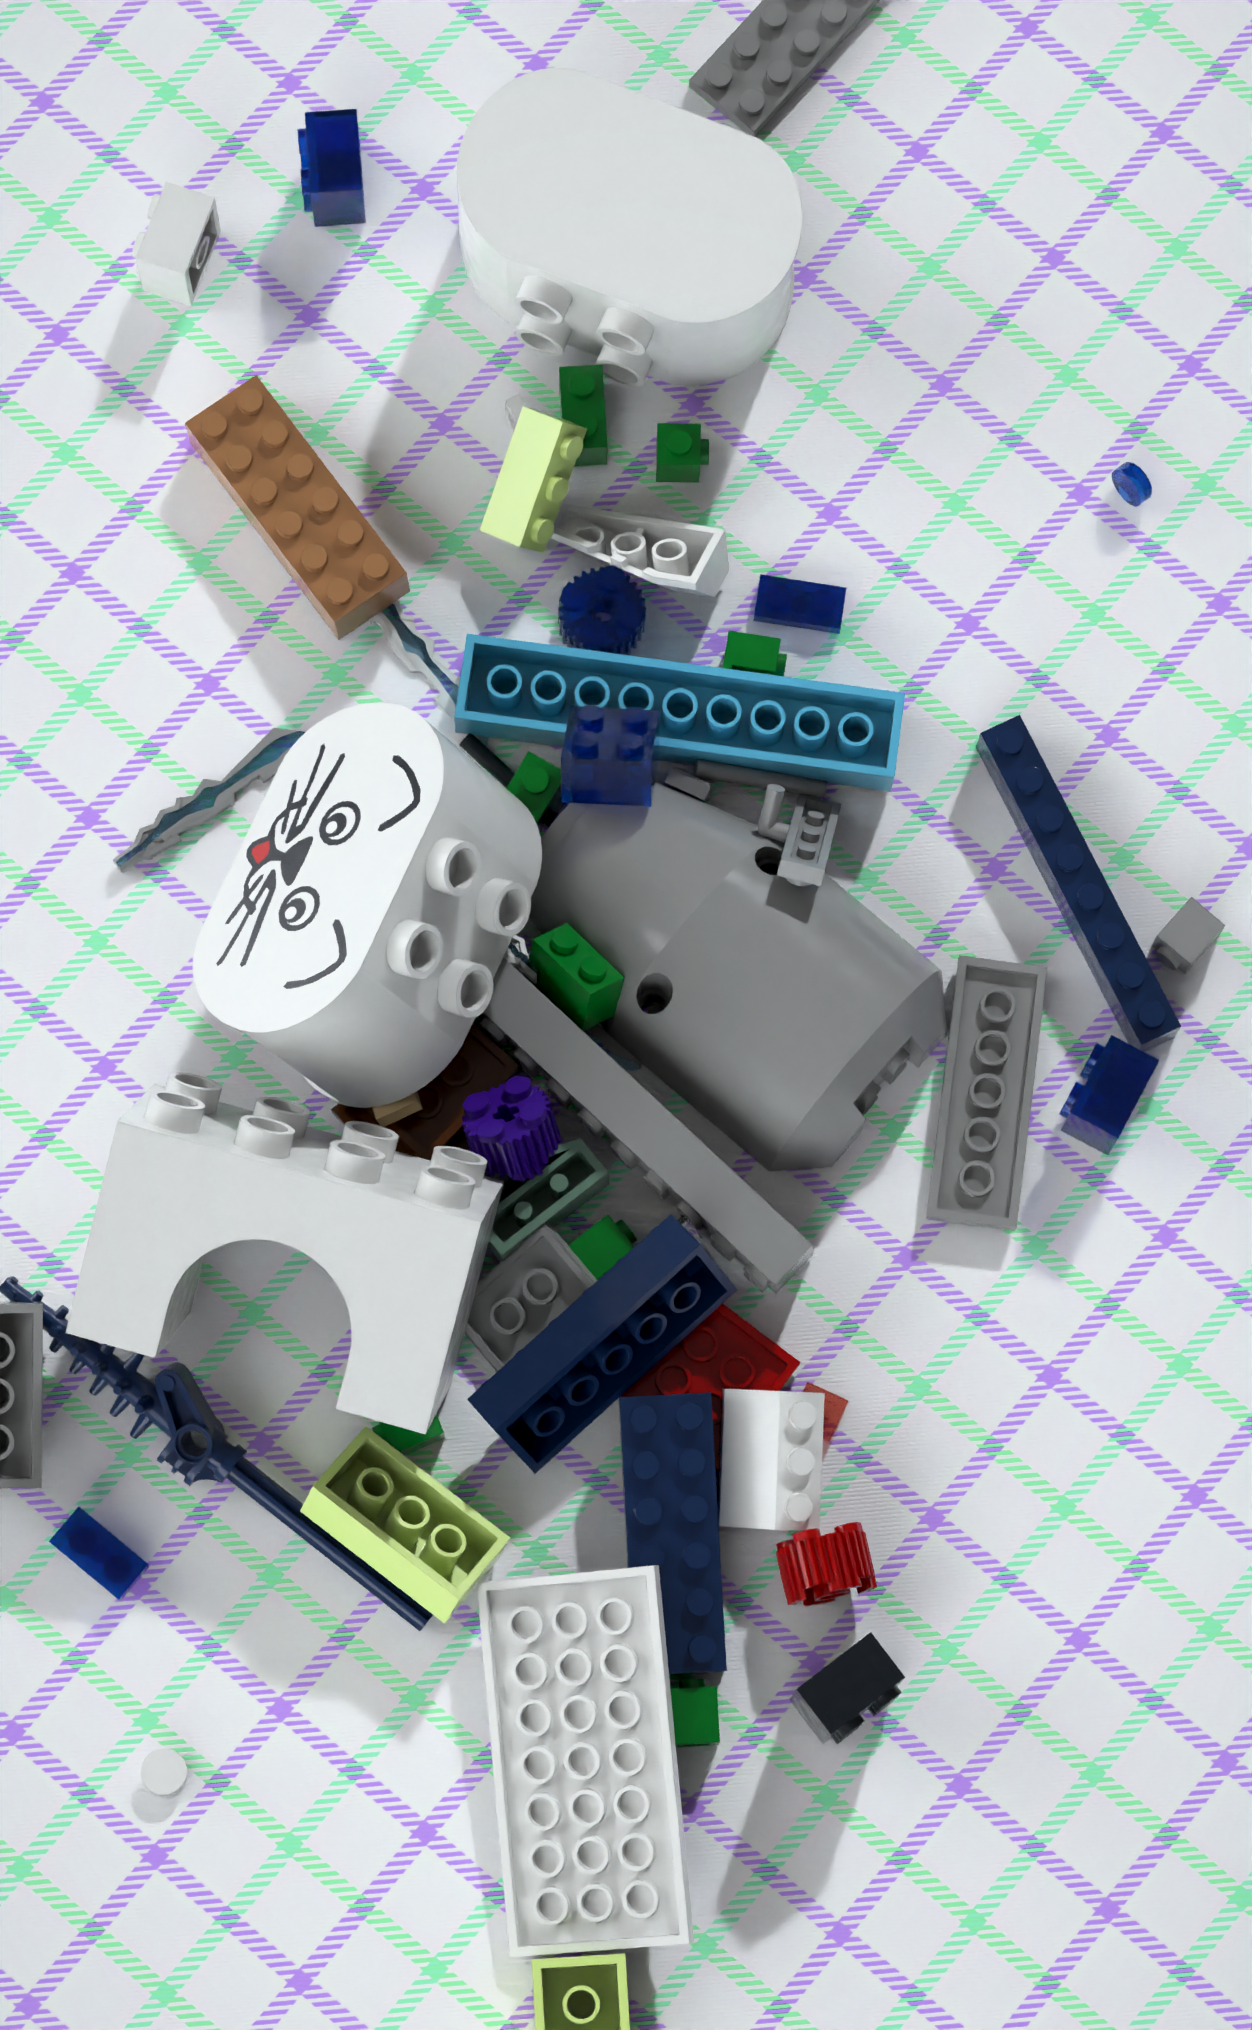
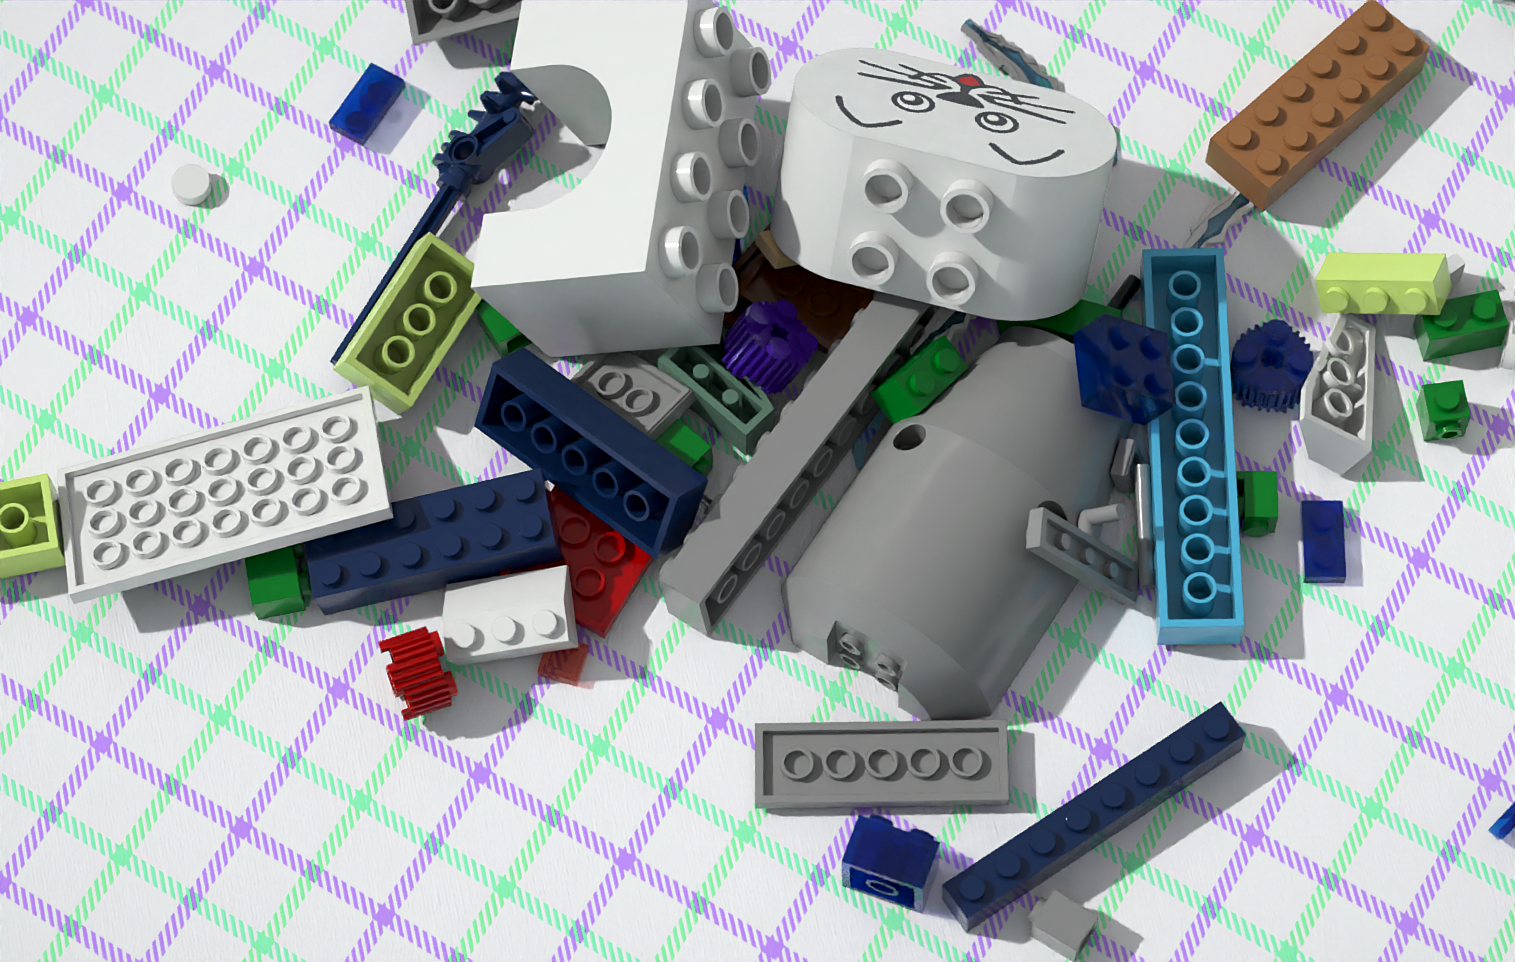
camera: 90 degrees right, 10 degrees down
(847, 1688) = (303, 697): black brick -> none

